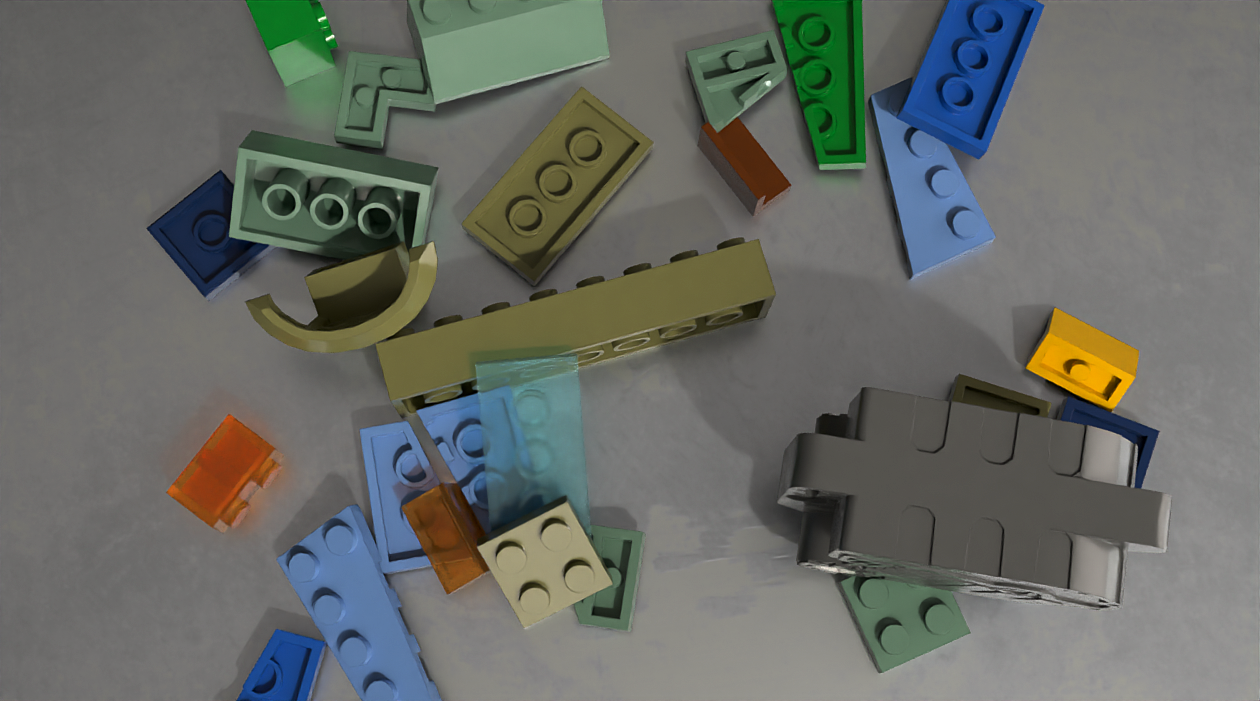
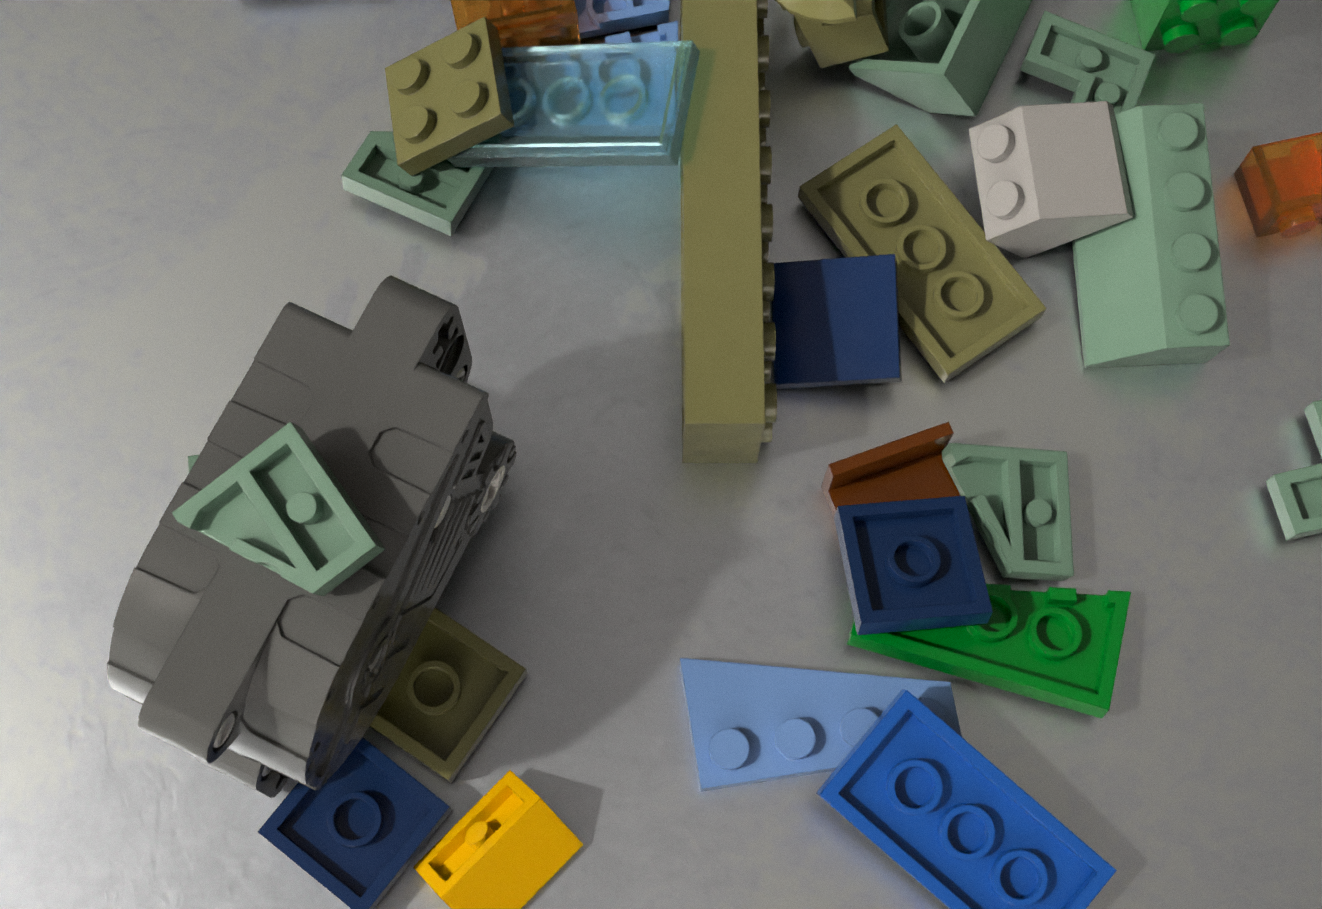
camera: 110 degrees right, 5 degrees down
(482, 99) = (1049, 175): none -> light grey slope
(633, 224) = (836, 322): none -> dark blue tile
(807, 131) = (912, 565): none -> dark blue plate
(1007, 486) = (285, 514): none -> sand green wing

